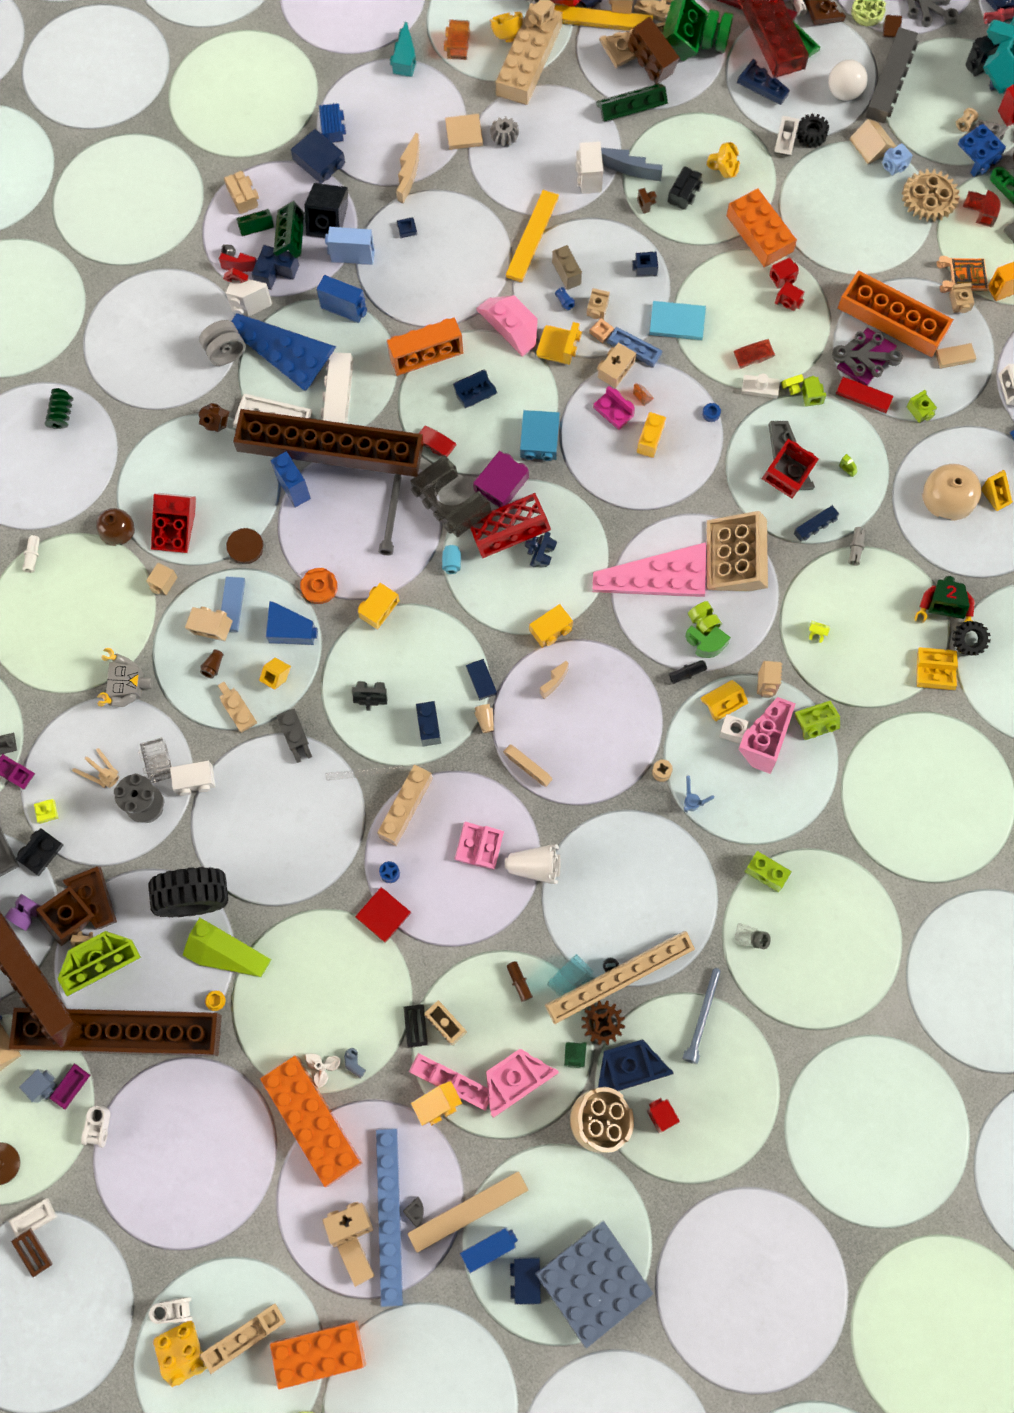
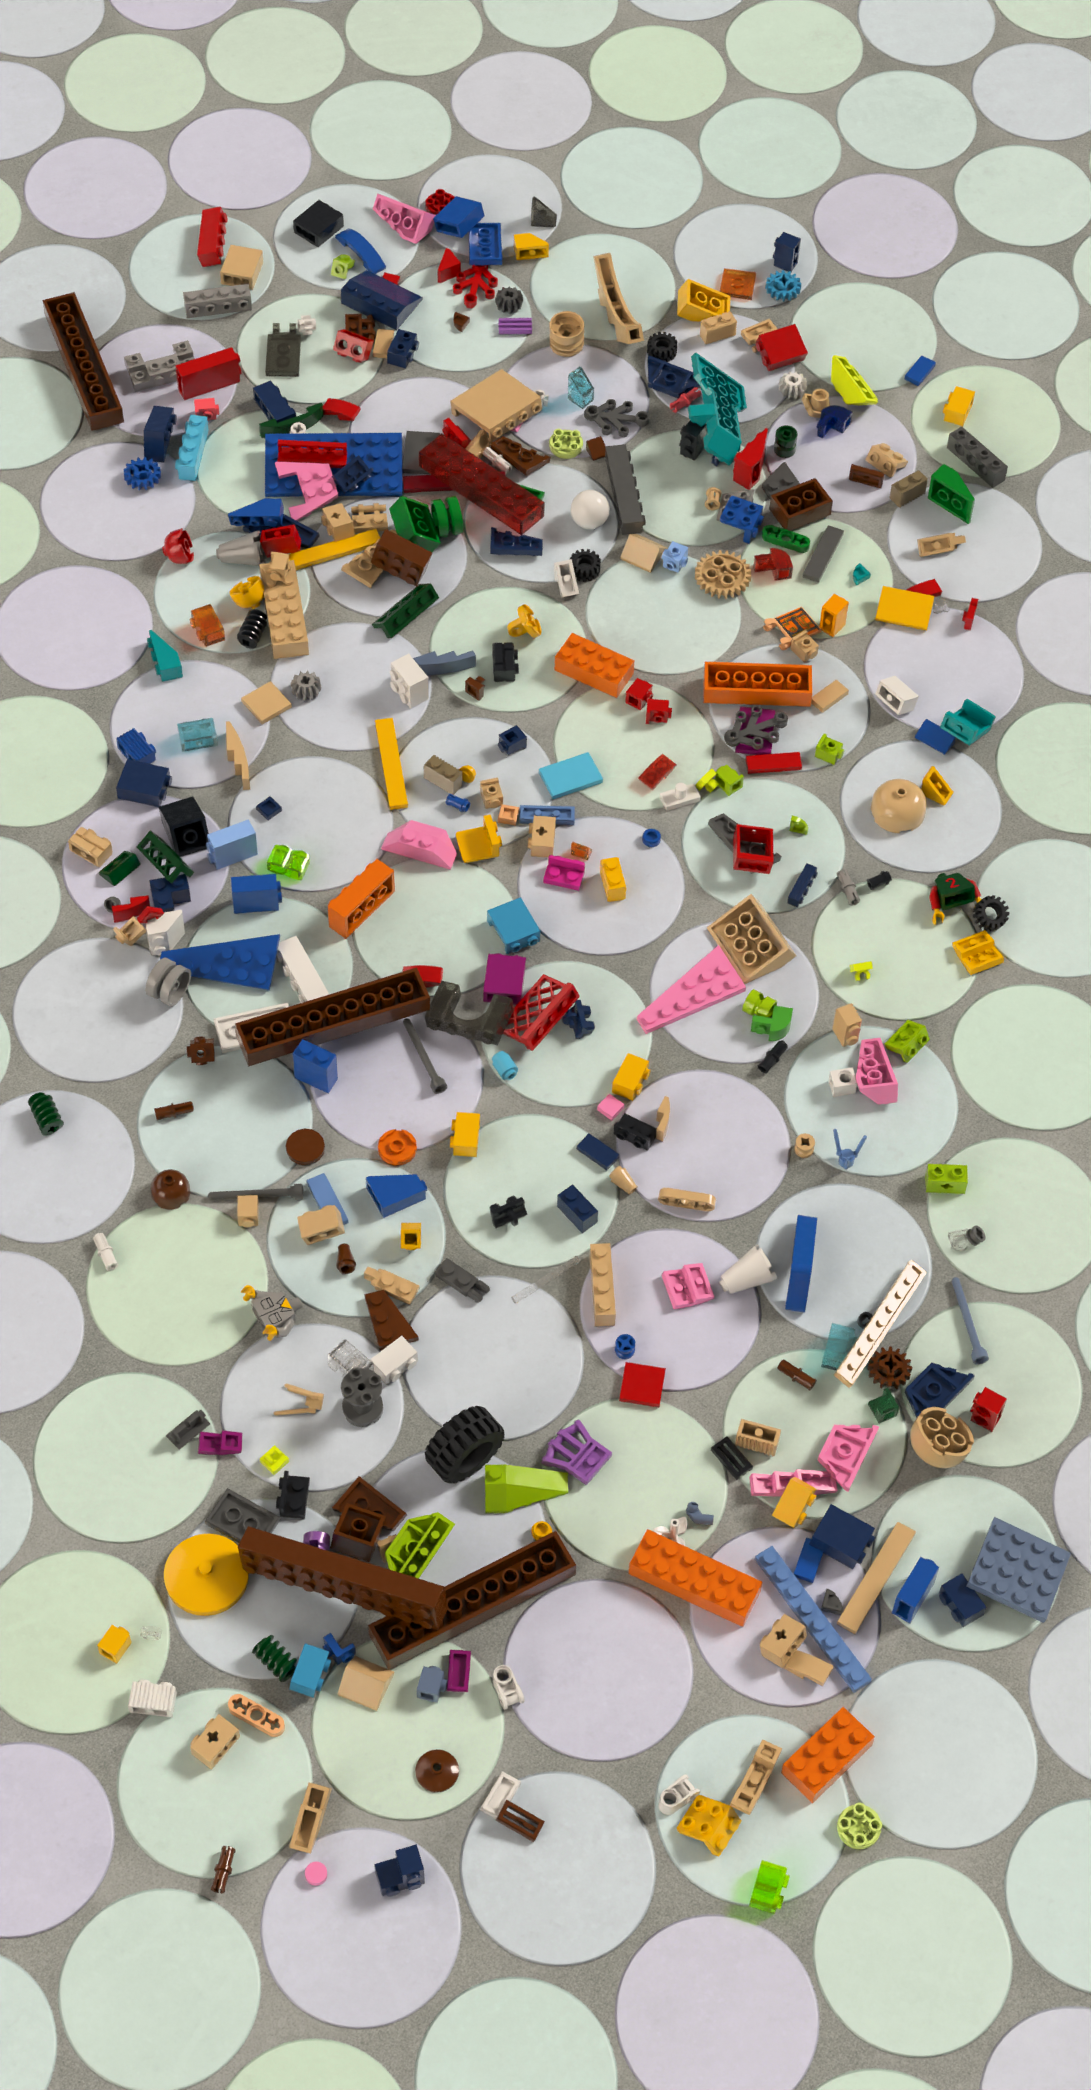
camera: 35 degrees left, 15 degrees down
(161, 458) = (173, 1110): none -> reddish brown axle
(172, 522) = (224, 1158): red slope -> none
(211, 582) = (294, 1191): none -> dark grey piece
(212, 738) = (387, 1320): none -> reddish brown wing
(218, 284) = (130, 932): none -> tan bracket
(291, 959) = (586, 1462): none -> medium lavender plate
(388, 133) = (197, 734): none -> clear light blue brick
(390, 283) = (288, 862): none -> clear neon green brick
(421, 1160) = (808, 1562): none -> blue tile
(460, 1159) = (843, 1537): none -> dark blue brick
(474, 388) = (428, 915): dark blue bracket -> none
(491, 59) = (252, 628): none -> black piece
(518, 644) = (610, 1107): none -> bright pink tile
(524, 677) = (635, 1132): none -> black bracket
(586, 879) = (801, 1263): none -> blue beam
(589, 276) = (468, 773): none -> yellow plate
(725, 700) = (820, 1063): yellow panel -> none
(889, 553) = (881, 879): none -> black pin

